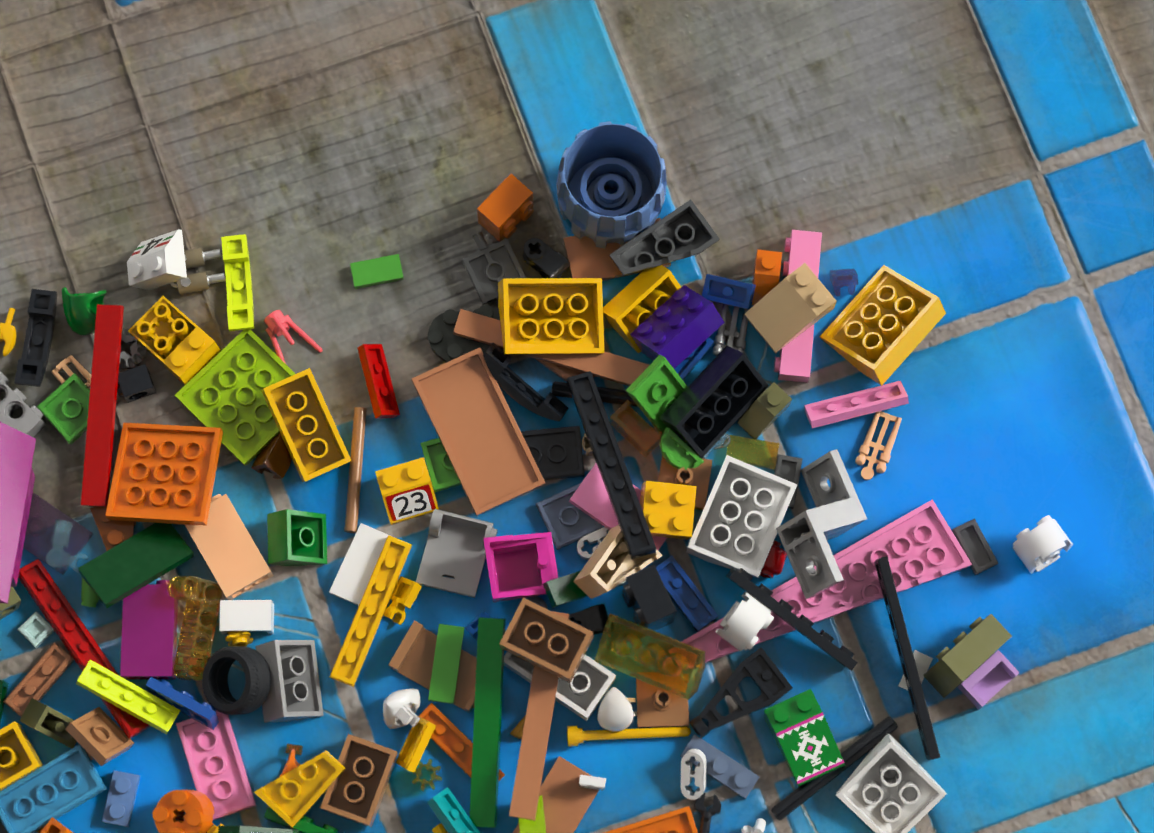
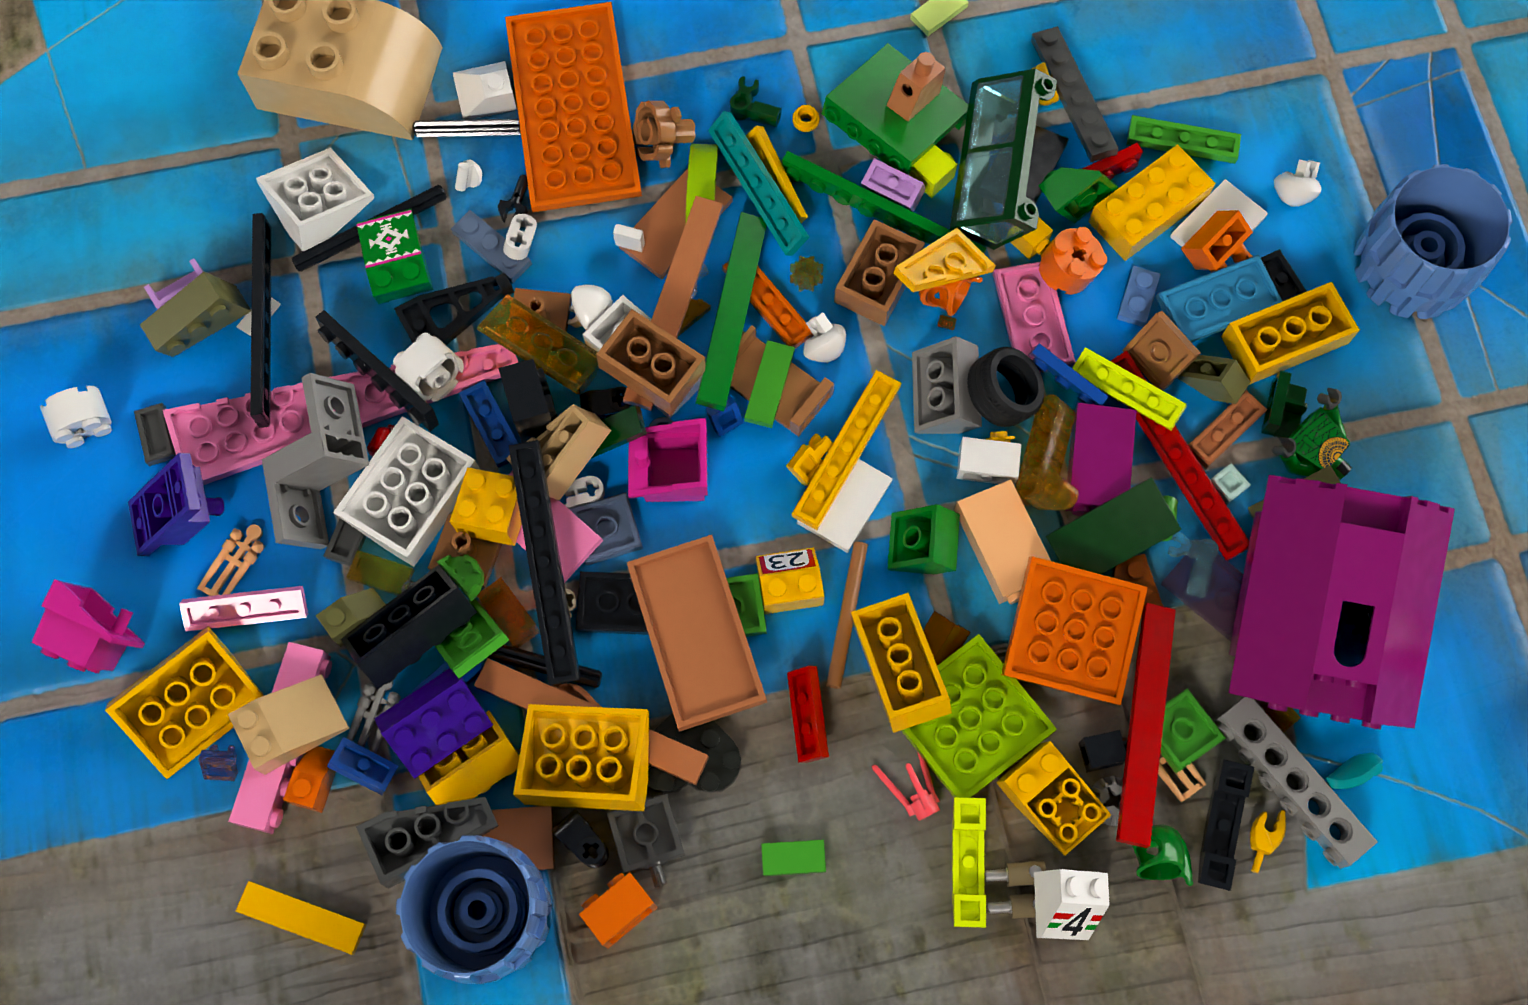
camera: 170 degrees left, 5 degrees down
(415, 744) = (813, 299): yellow tile -> none
(456, 551) = (743, 506): light grey door -> none
(519, 390) = (636, 674): black slope -> none
(578, 735) = (637, 293): yellow piece -> none
(751, 177) = (301, 918): none -> yellow tile
(935, 471) = (171, 507): none -> dark purple brick
(976, 363) = (83, 628): none -> dark pink piece

